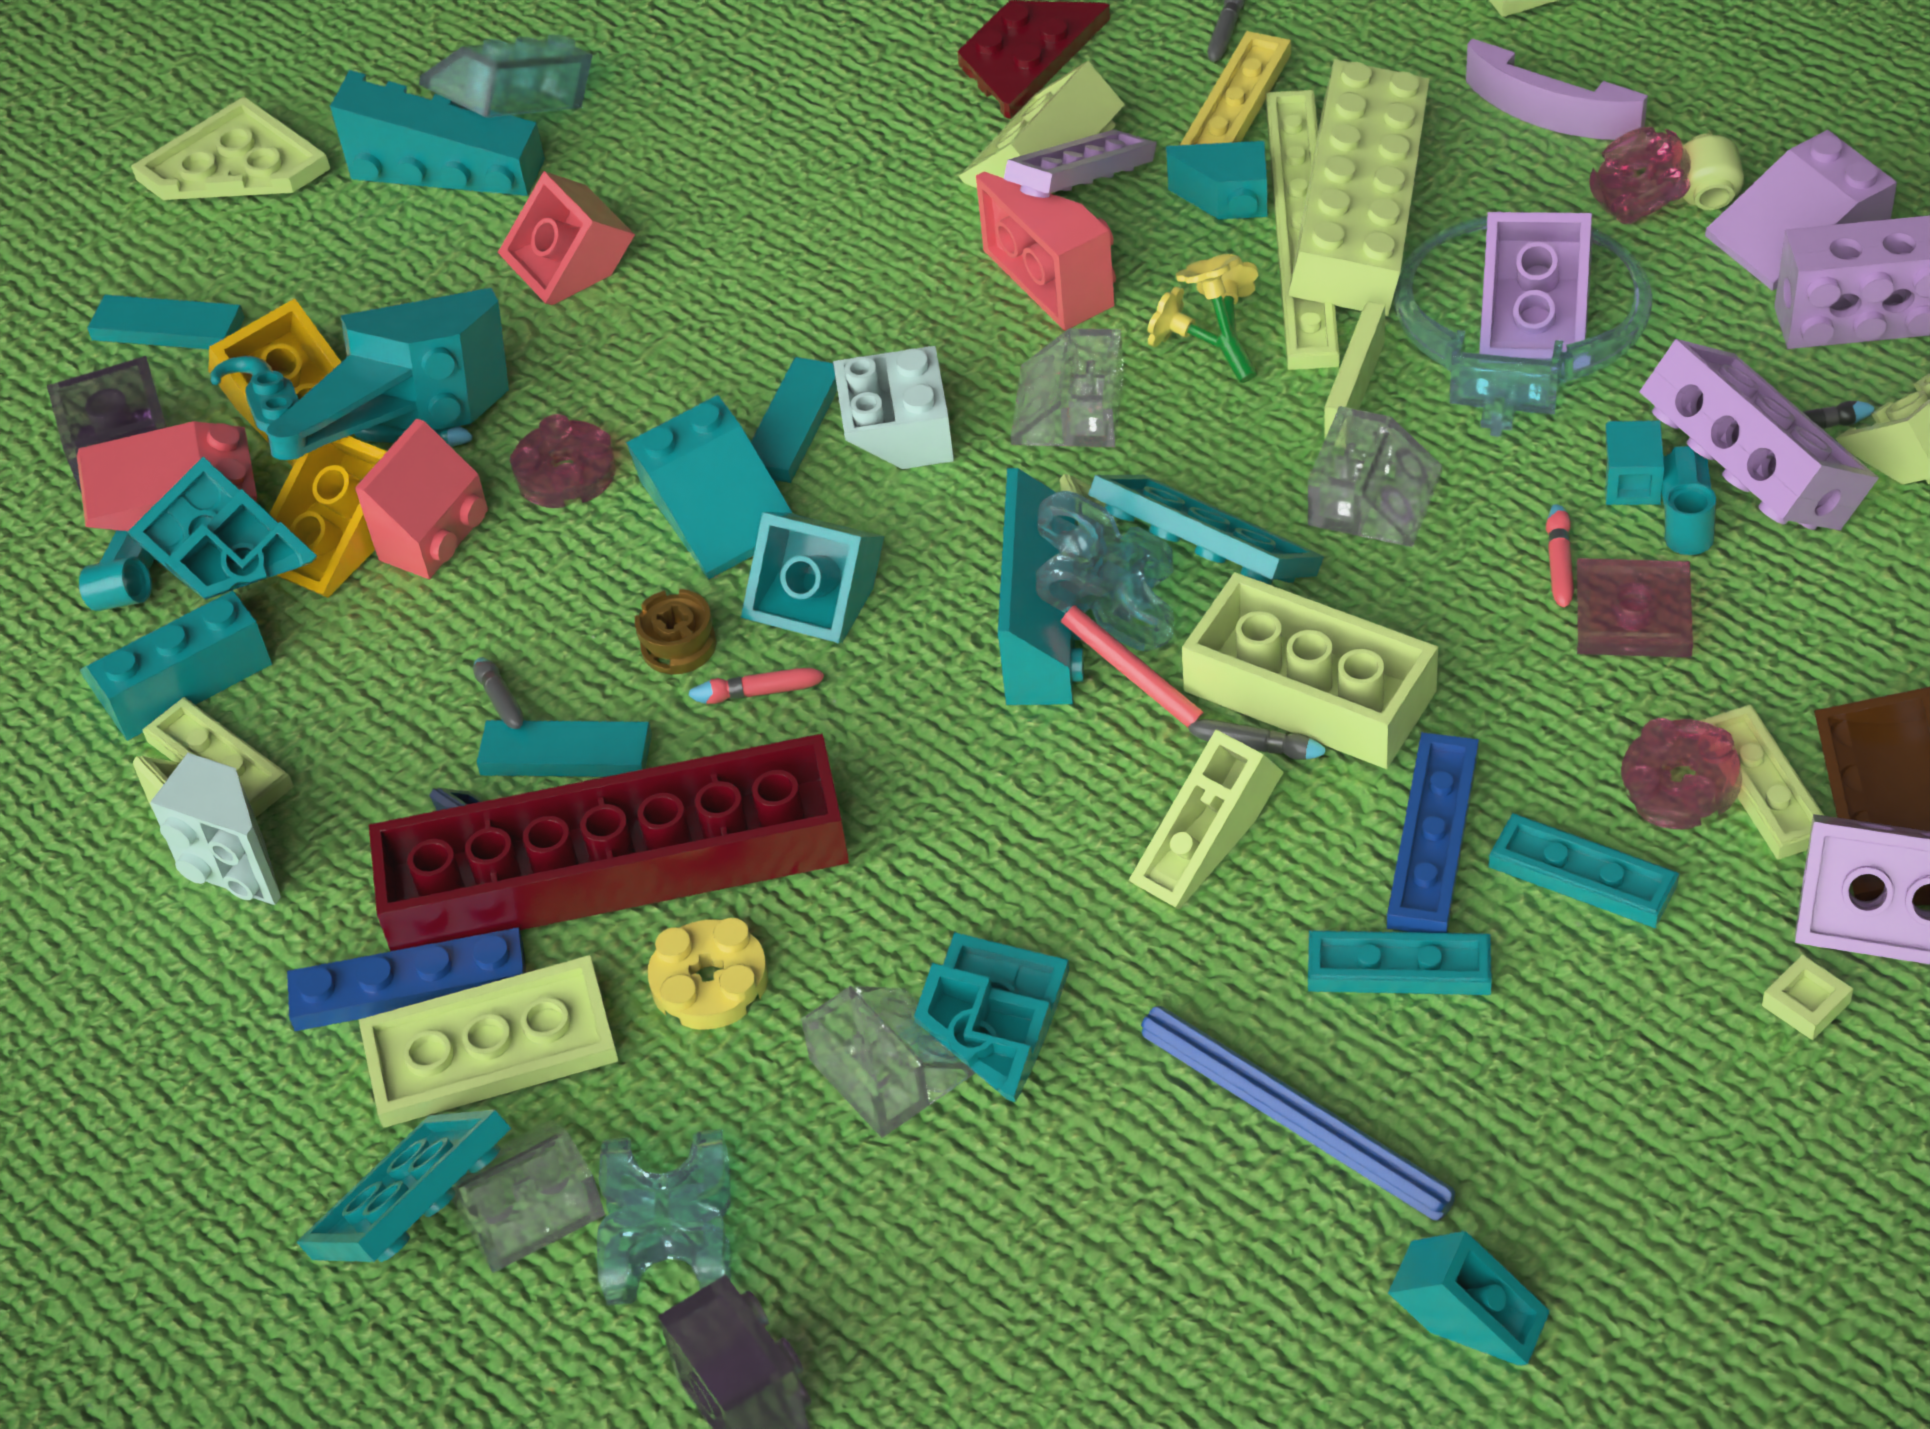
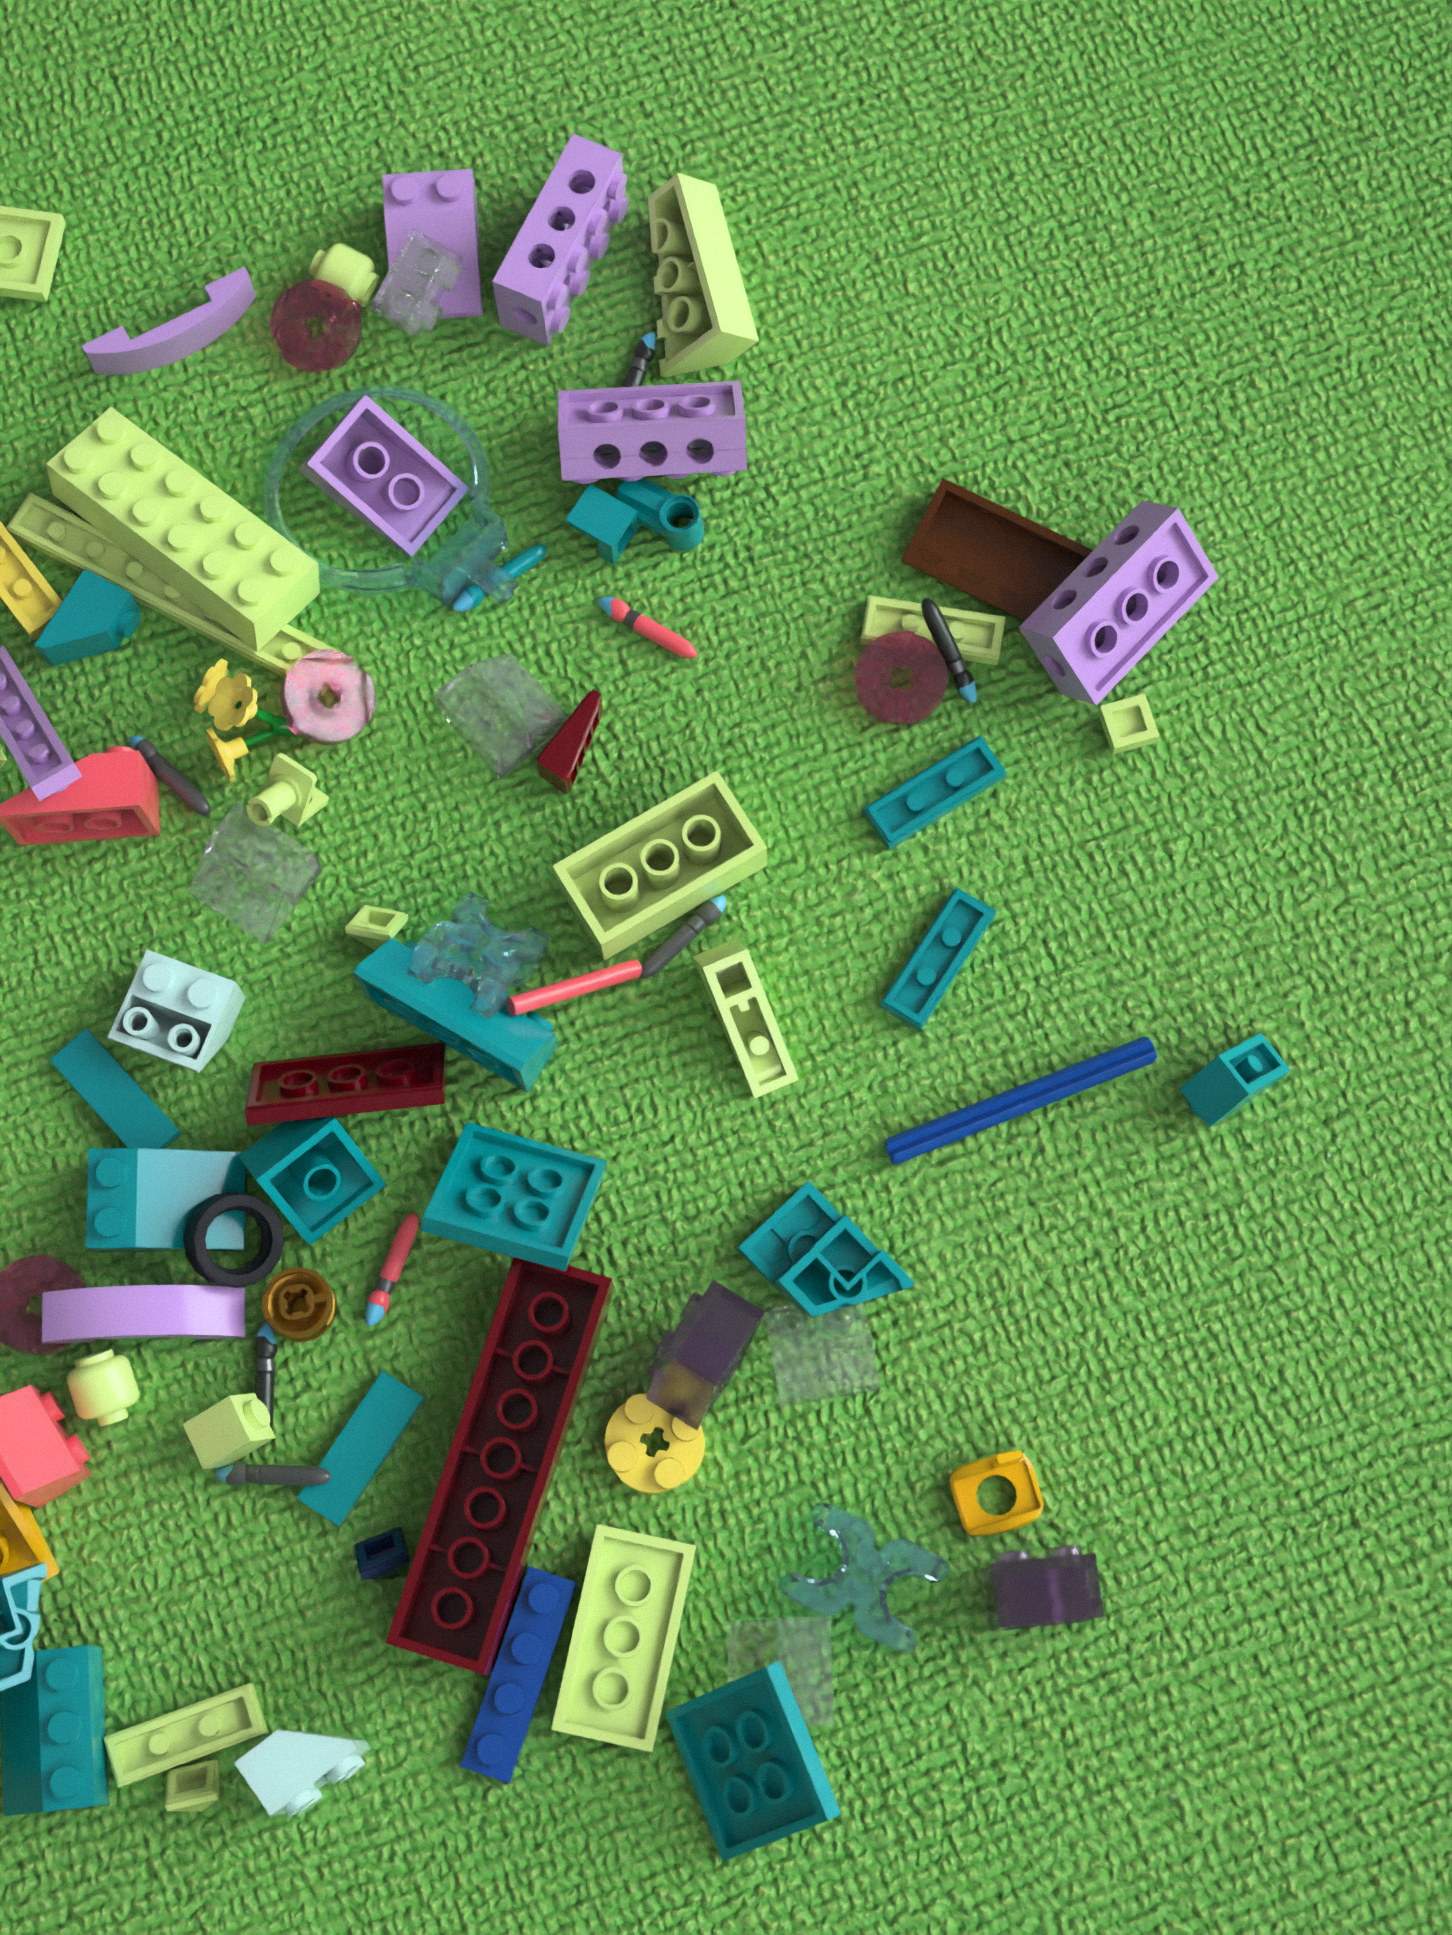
camera: 65 degrees left, 25 degrees up
(510, 533) = (103, 1387): none -> yellowish green head
(519, 633) = (229, 1430): none -> yellowish green brick
(599, 525) = (143, 1313): none -> lavender slope
(618, 634) = (265, 1350): none -> pearl dark grey piece
(692, 507) = (269, 1250): none -> black tyre
(810, 934) = (702, 1353): none -> brick
(835, 1267) = (1008, 1464): none -> yellow piece
(880, 716) = (514, 1196): none -> teal plate
(909, 547) = (347, 1083): none -> dark red tile
(1126, 298) = (170, 775): none -> dark grey piece
(1158, 366) = (287, 794): none -> yellowish green bracket
(1212, 530) = (472, 856): teal plate -> none
(1273, 383) = (308, 716): none -> clear pink plate
(1358, 362) = (378, 655): yellowish green tile -> none
(1373, 550) = (566, 750): none -> dark red slope
(1433, 834) = (849, 870): blue plate -> none
(1522, 427) = (474, 595): none -> teal piece
(1634, 607) = (733, 612): clear pink plate -> none
(1730, 827) = (947, 646): none -> pearl dark grey piece
(1743, 207) = (417, 283): none -> clear slope

